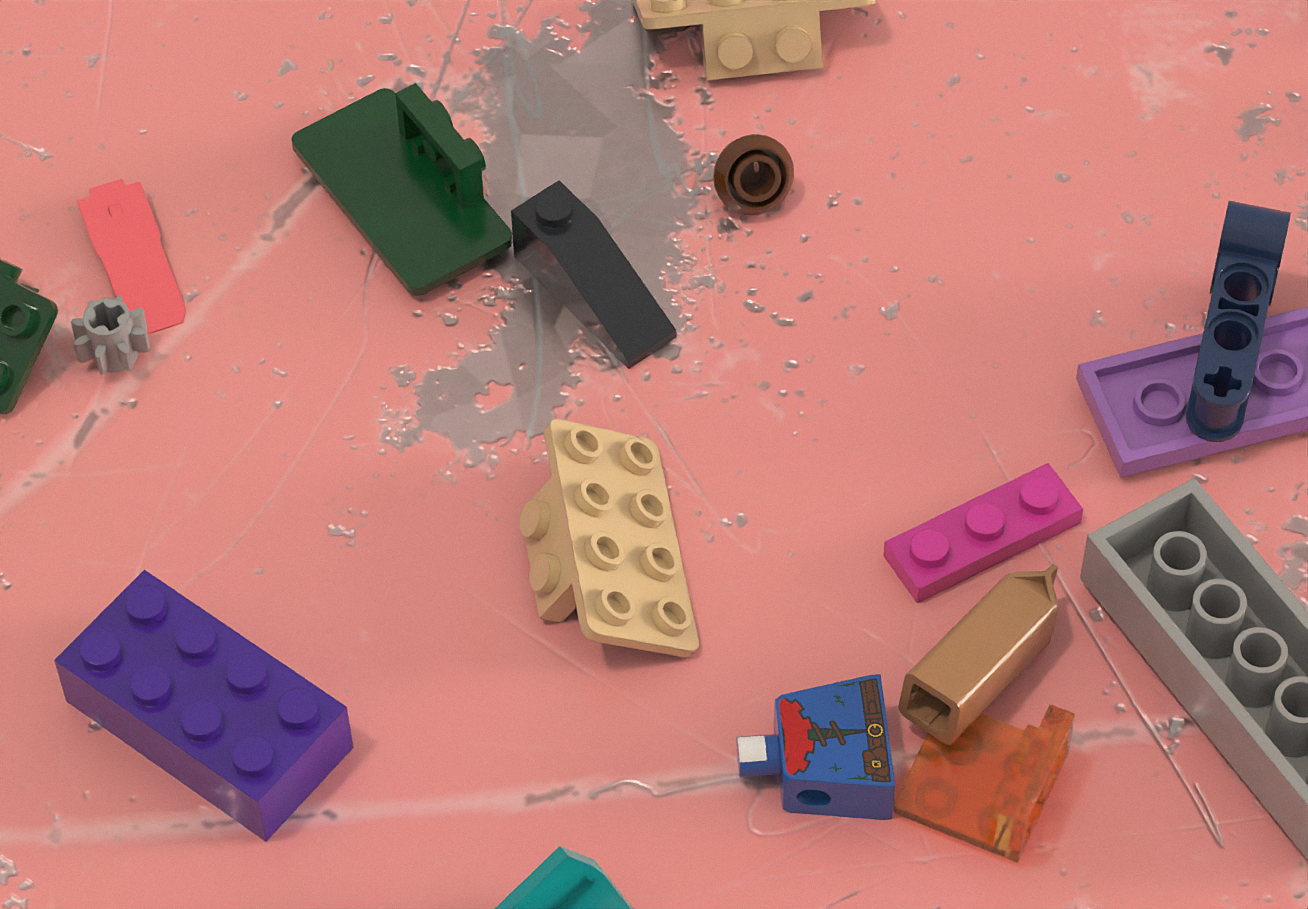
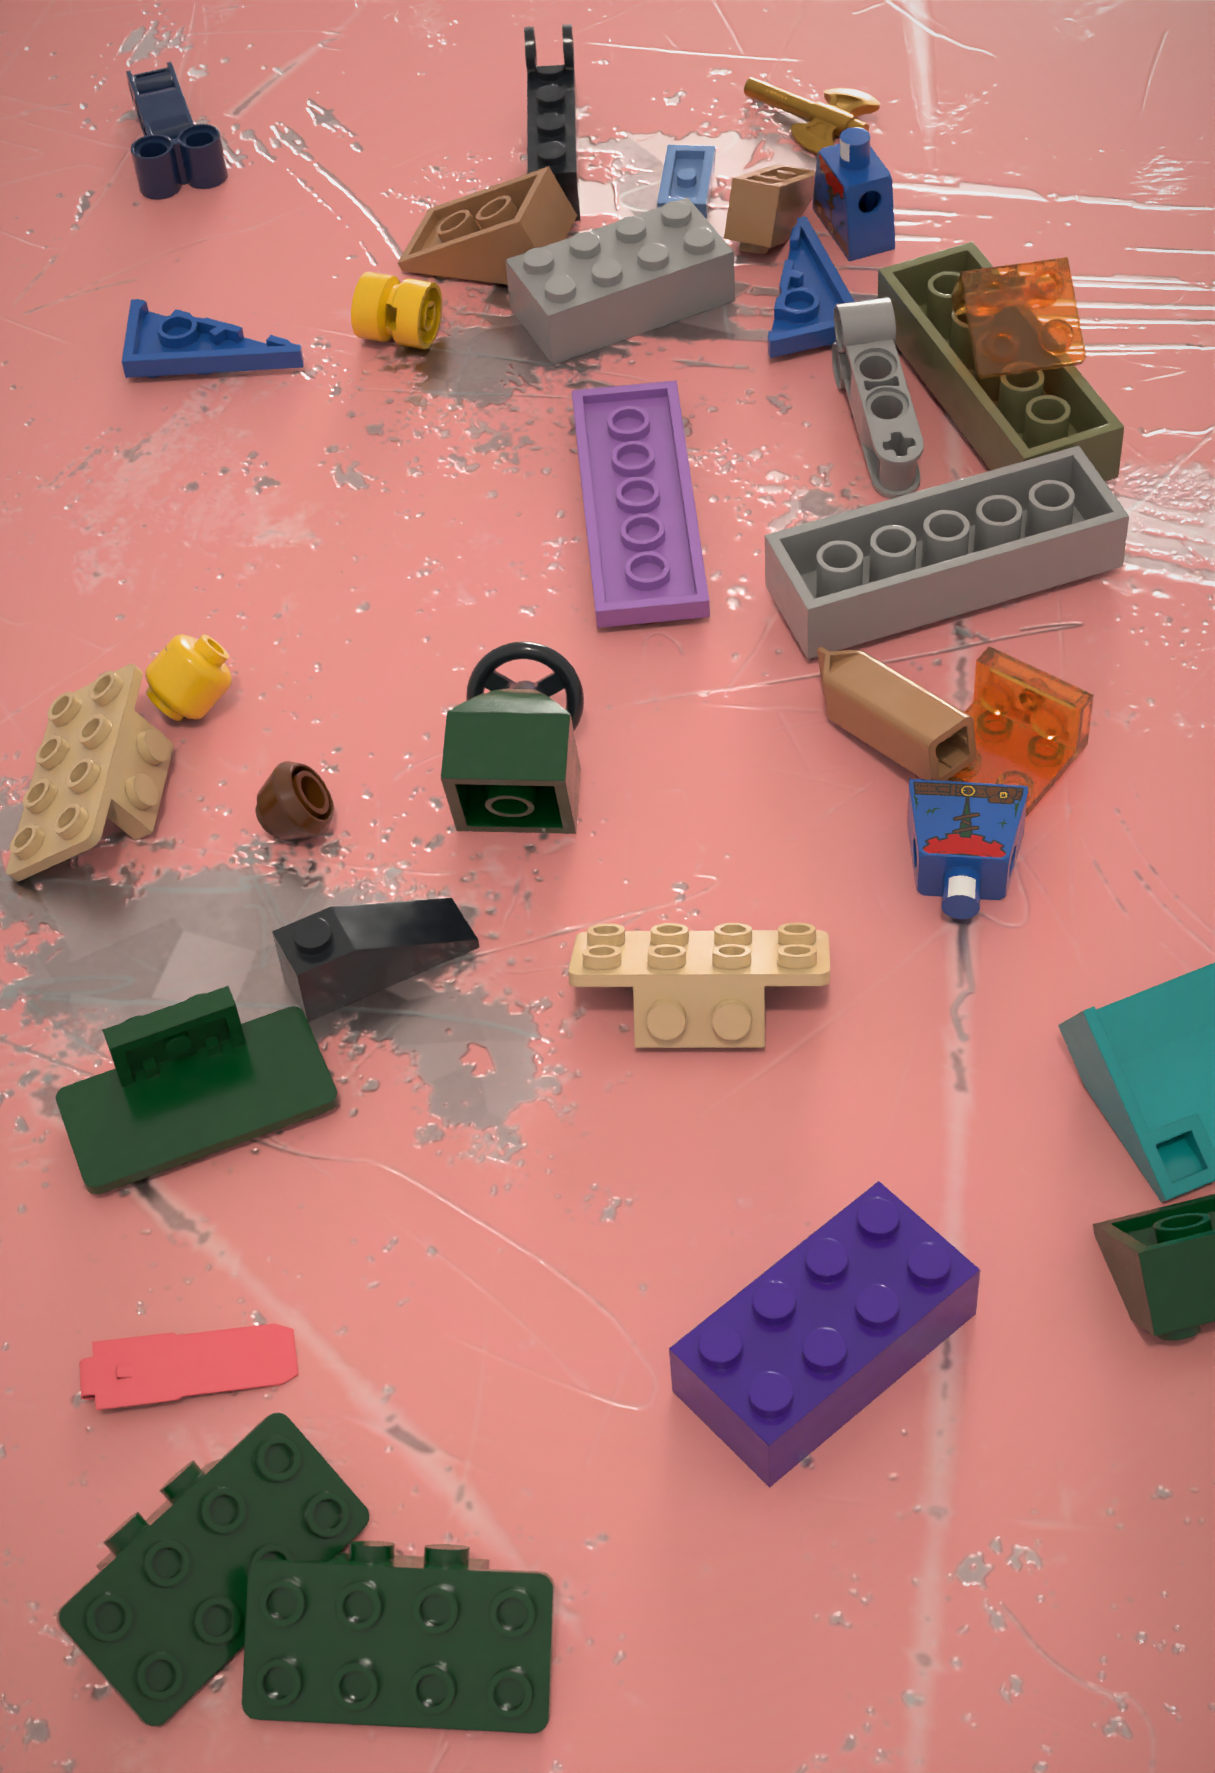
camera: 75 degrees left, 5 degrees down
(110, 335) = (304, 1365): light grey gear -> none
(830, 317) = (514, 749): none -> dark green piece
(890, 47) = (188, 677): none -> yellow head
(982, 532) = (745, 715): dark pink plate -> none
(1236, 318) = (593, 490): dark blue piece -> none

